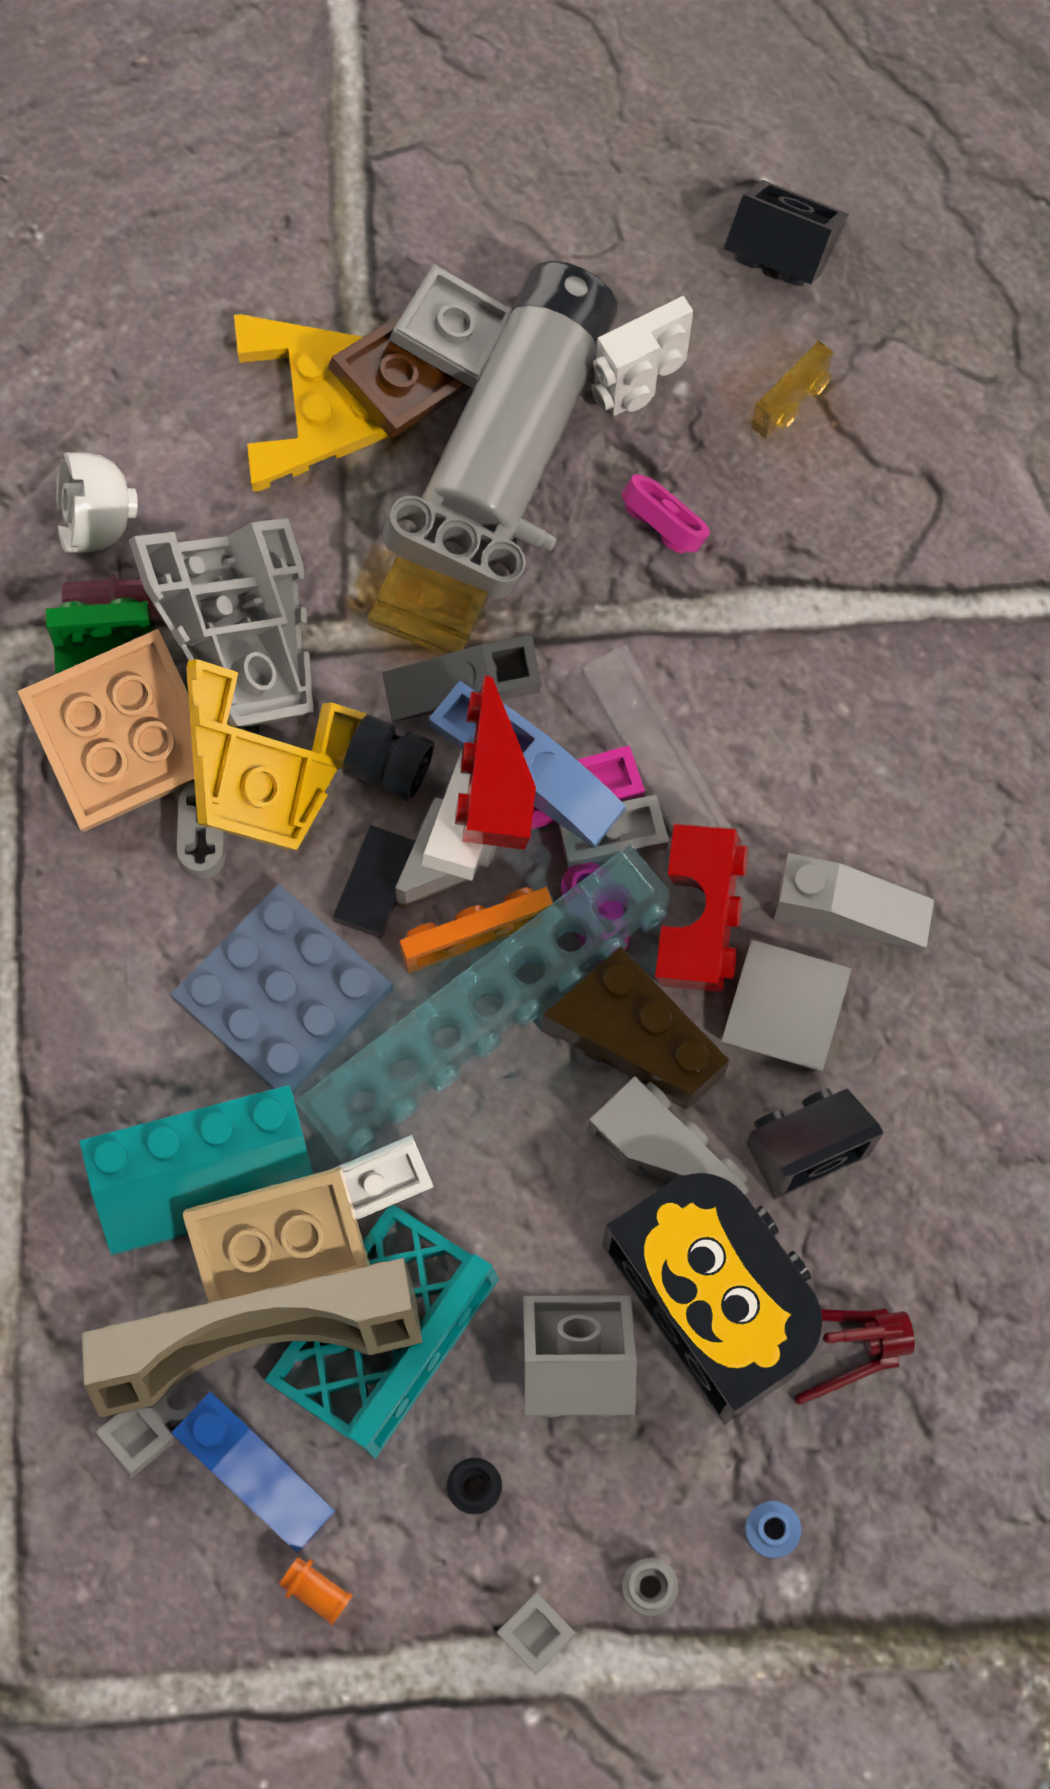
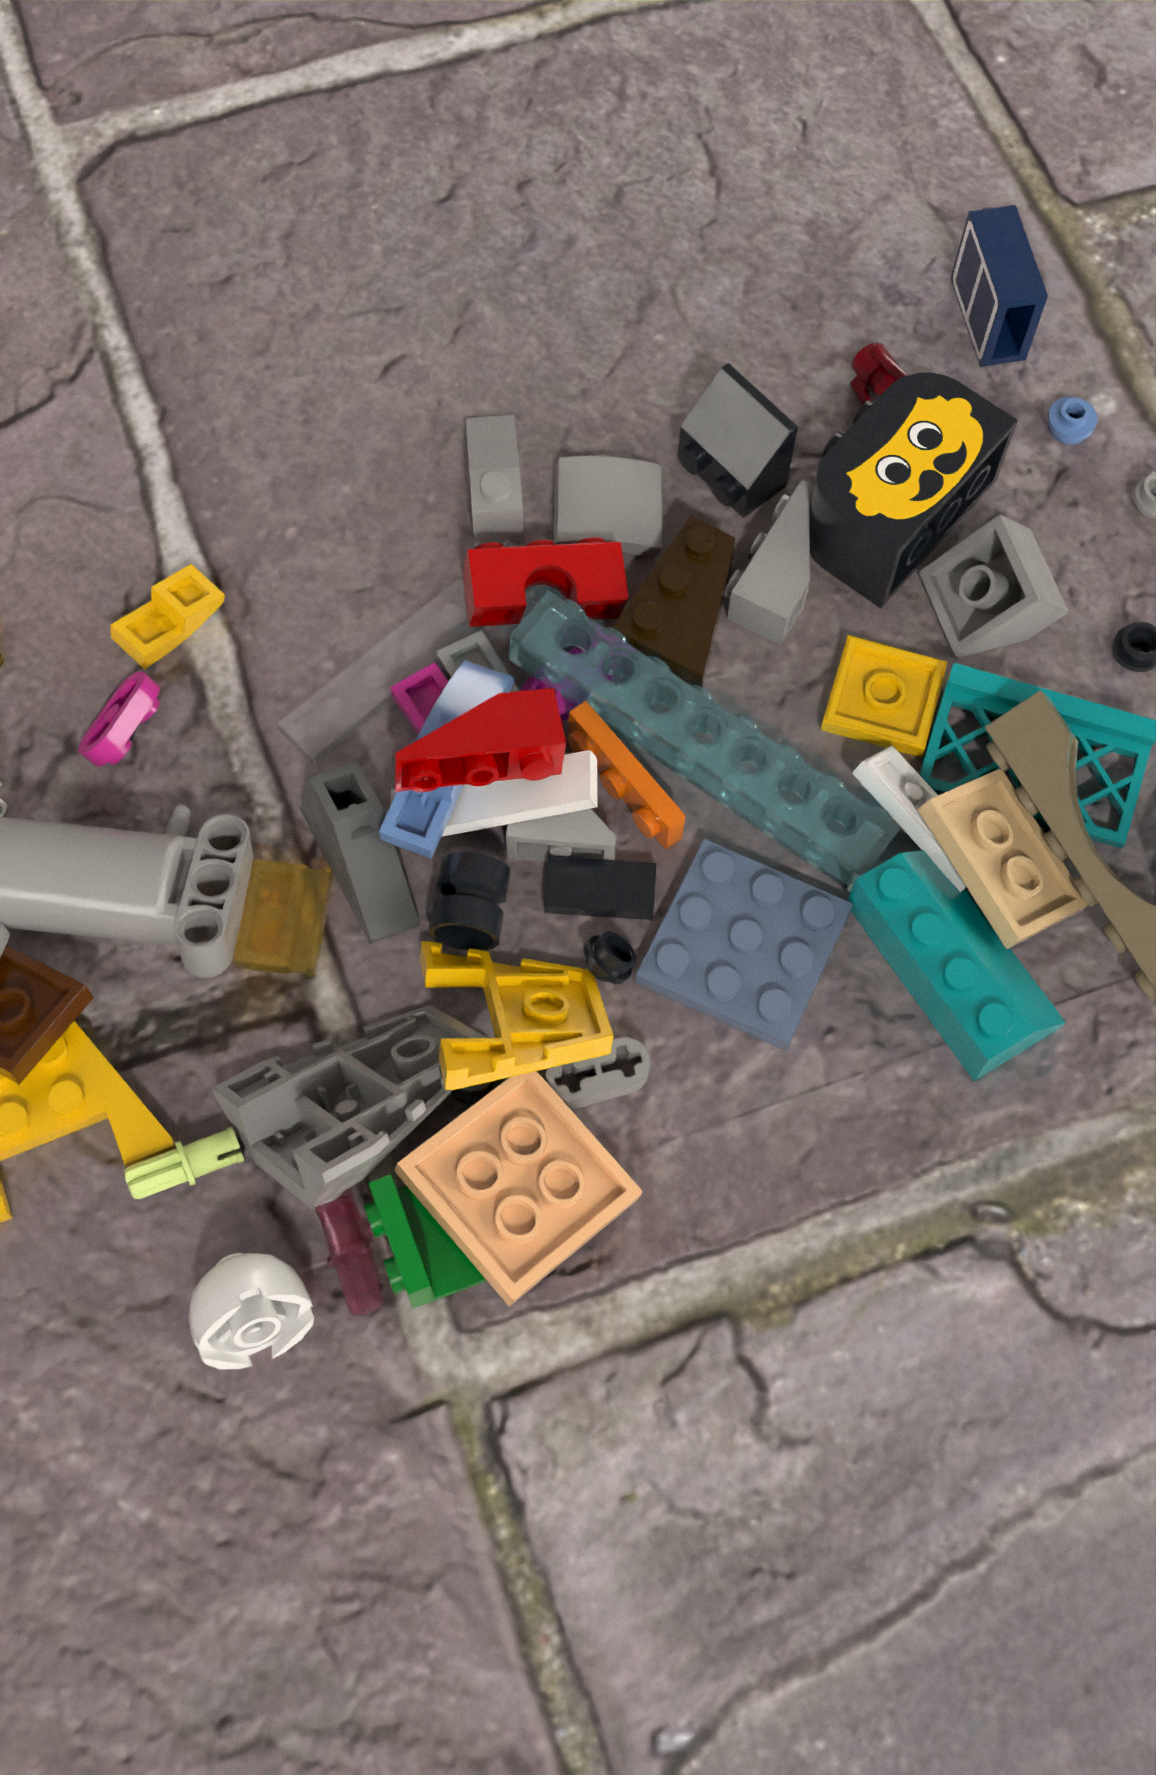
camera: 105 degrees left, 5 degrees down
(232, 486) = (183, 1164): none -> yellowish green axle
(300, 877) = (609, 957): none -> black plate
(498, 1208) = (884, 696): none -> yellow tile
(768, 577) = (173, 614): none -> yellow slope
(954, 1492) = (998, 285): none -> dark blue brick

